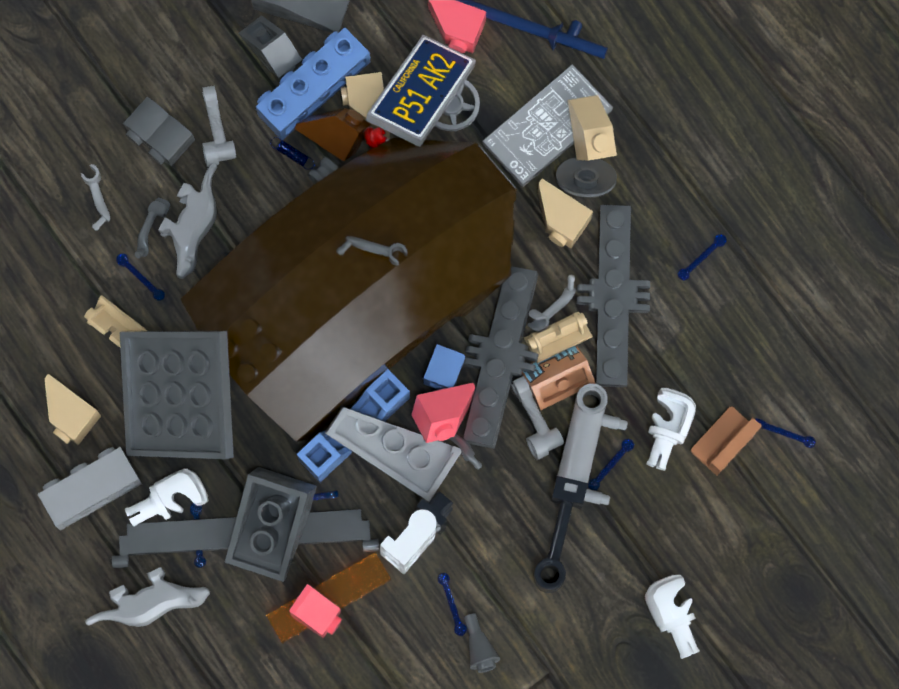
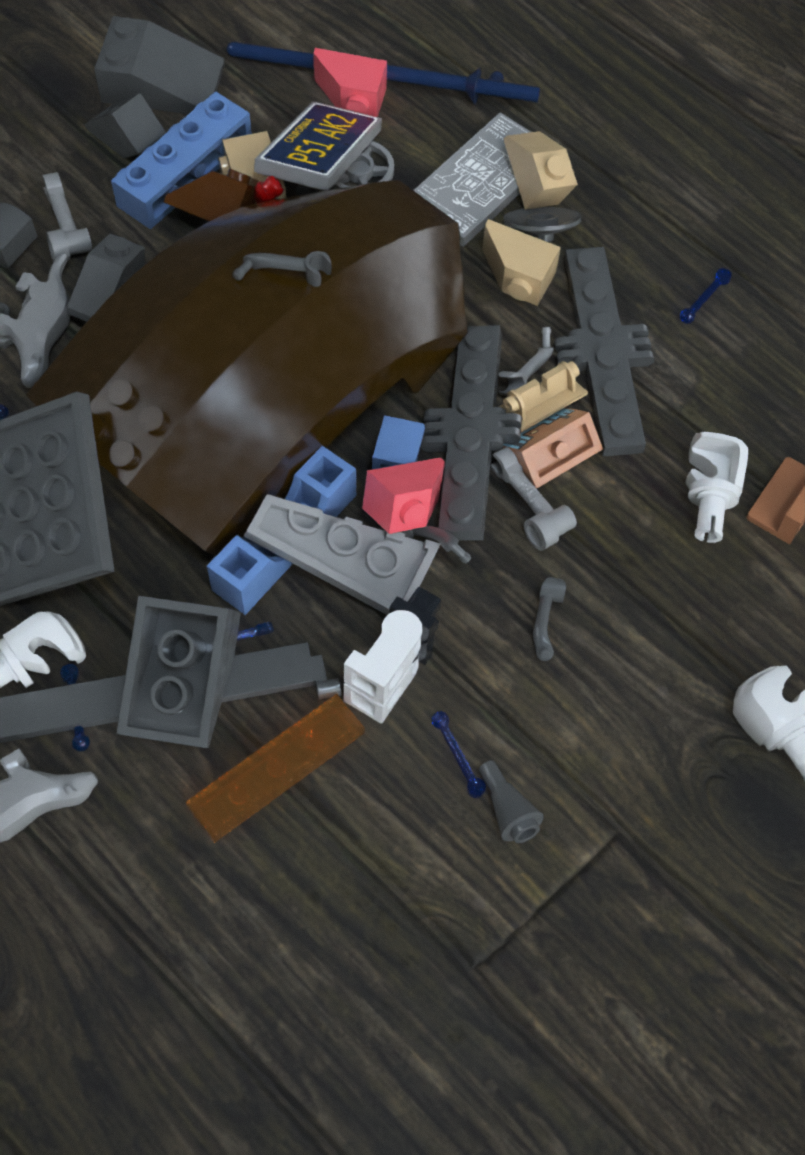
camera: 10 degrees left, 15 degrees down
(245, 197) = (104, 273): none -> dark grey slope
(292, 153) = (159, 235): clear blue piece -> none
(316, 612) = (258, 776): coral slope -> none
(536, 493) = (551, 591): none -> dark grey piece
(574, 474) = (600, 568): light grey piece -> none
(627, 446) = (660, 521): clear blue hinge -> none

